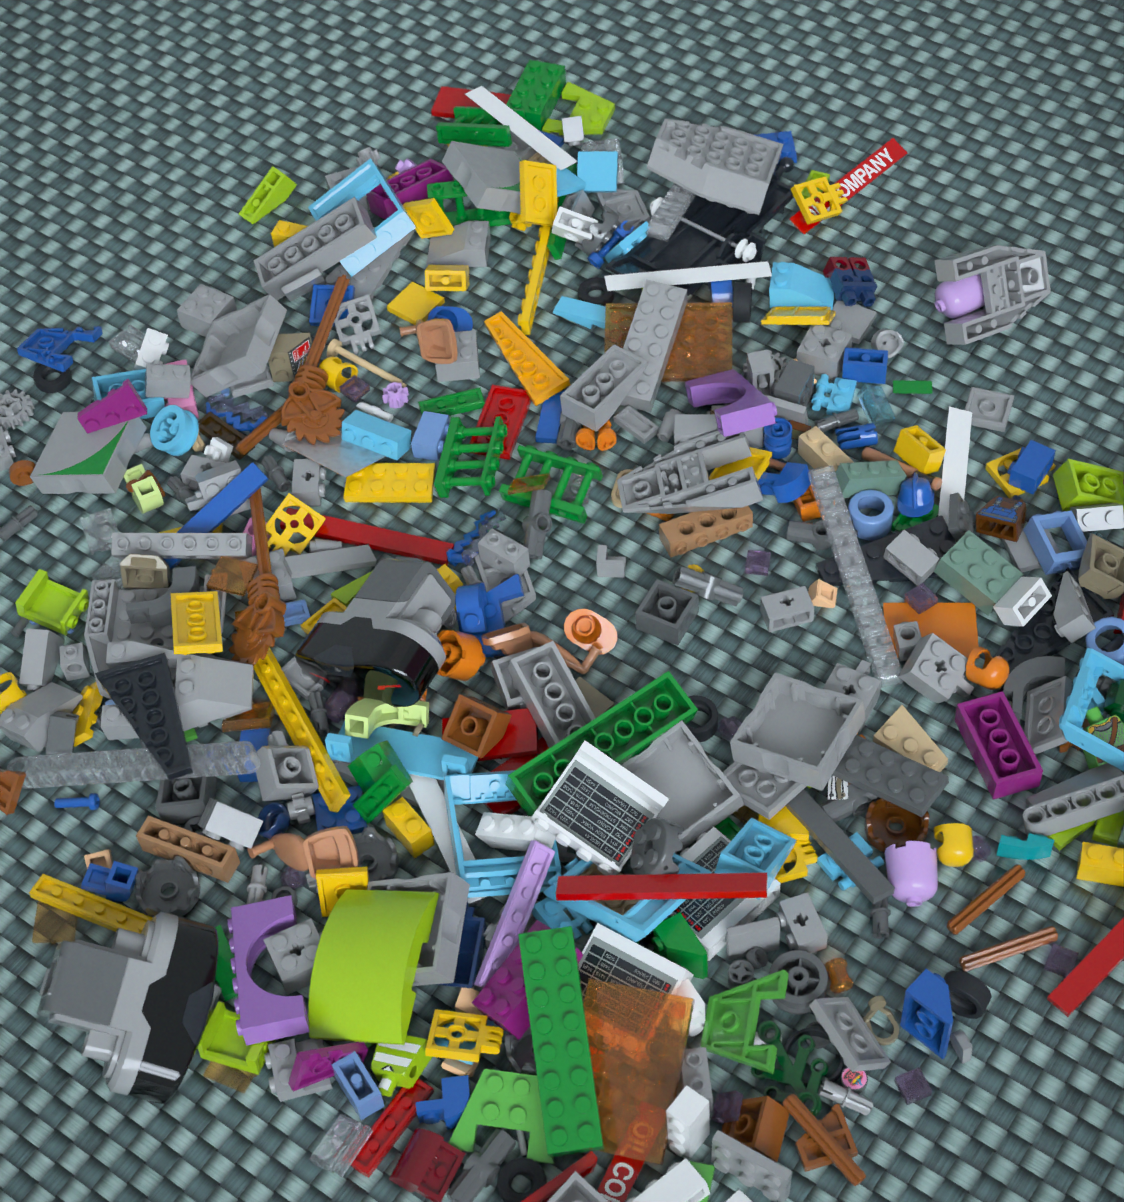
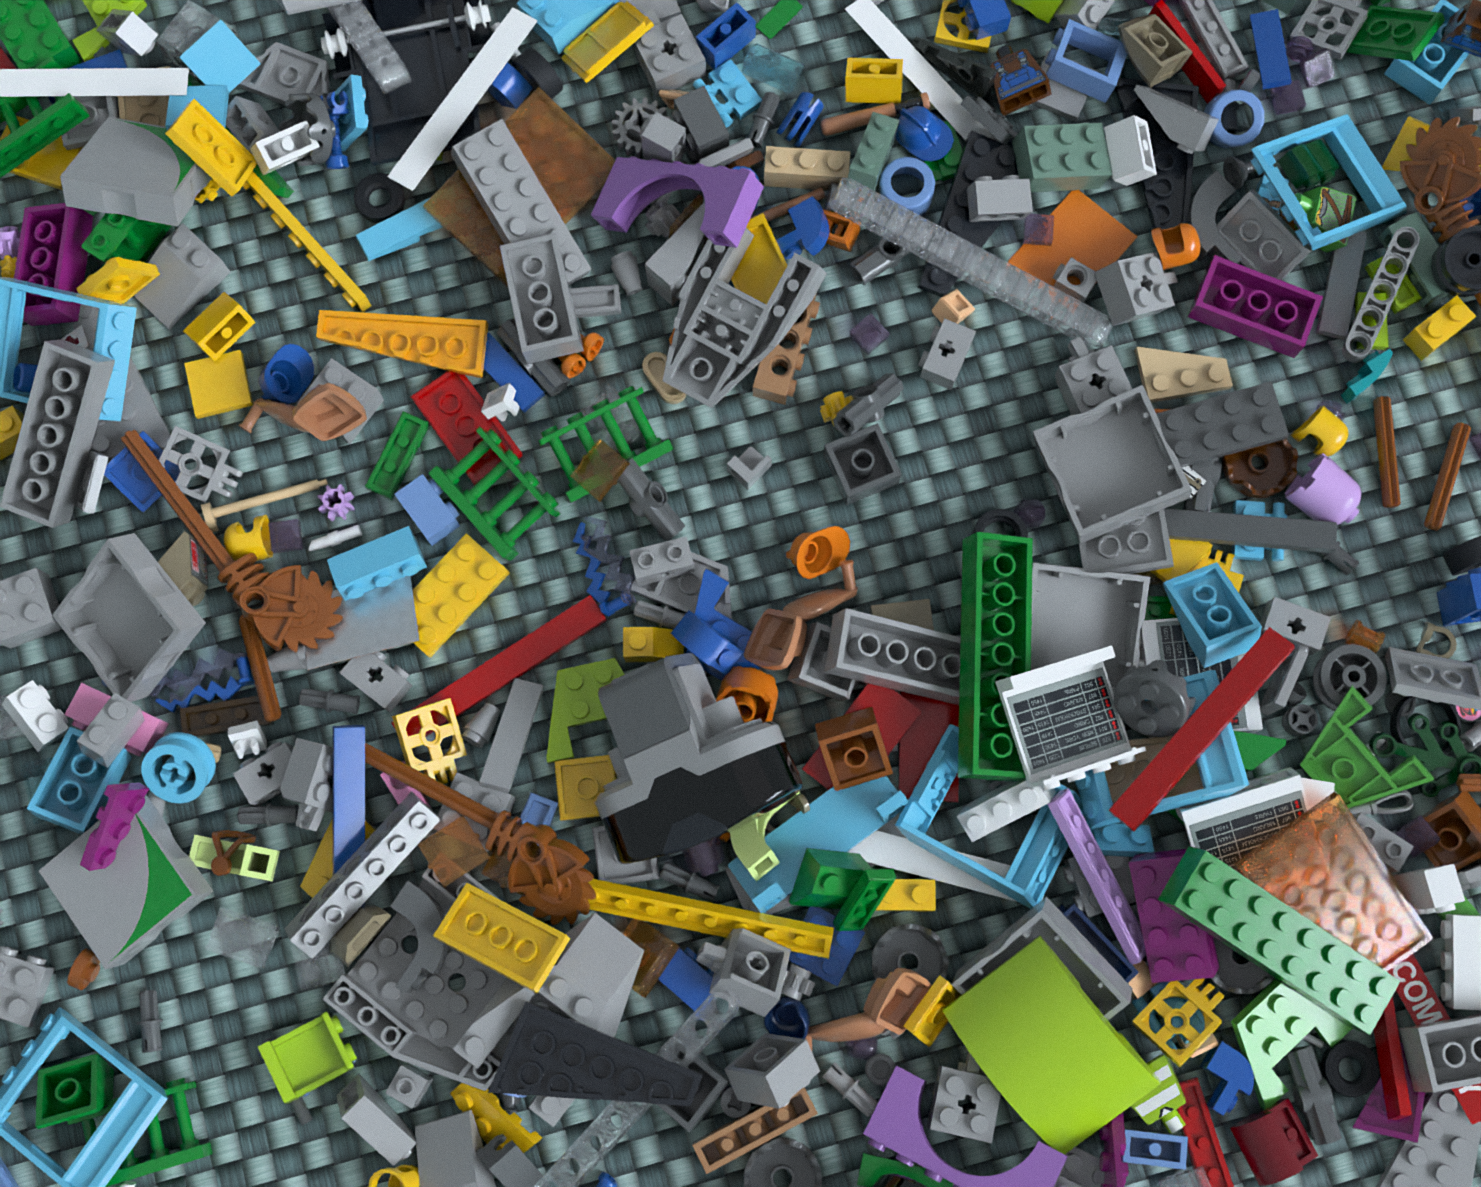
camera: 55 degrees left, 25 degrees up
(528, 423) = (499, 401): none -> white tile
(723, 1066) = (1372, 808): none -> light grey piece
(978, 484) = (965, 72): none -> pearl dark grey wing

